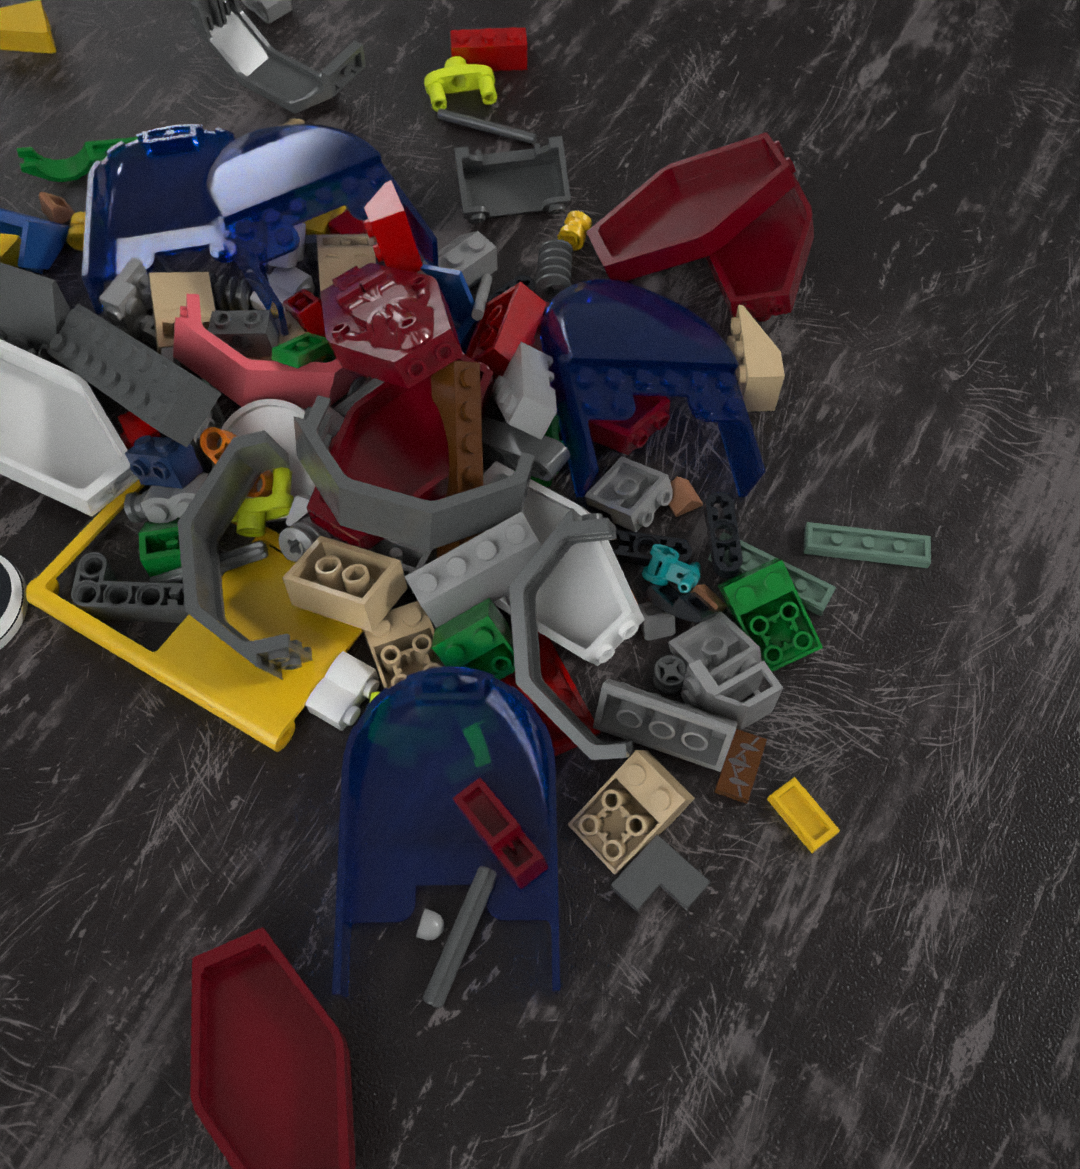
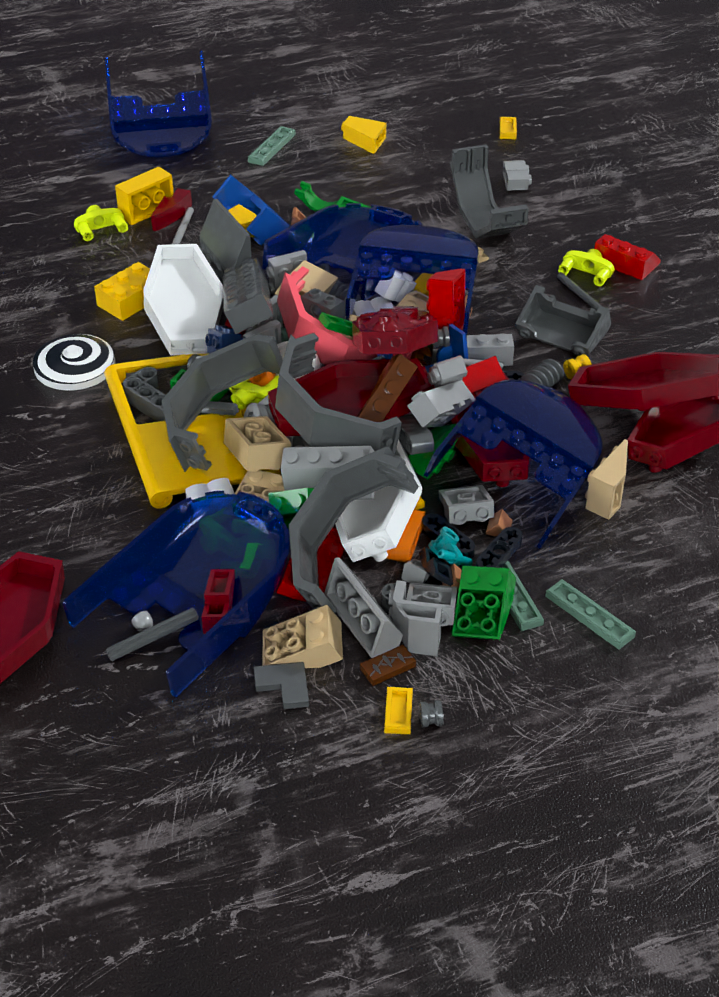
camera: 40 degrees right, 20 degrees down
(509, 345) = (447, 371): none -> light grey brick
(845, 796) = (431, 713): none -> dark grey wheel

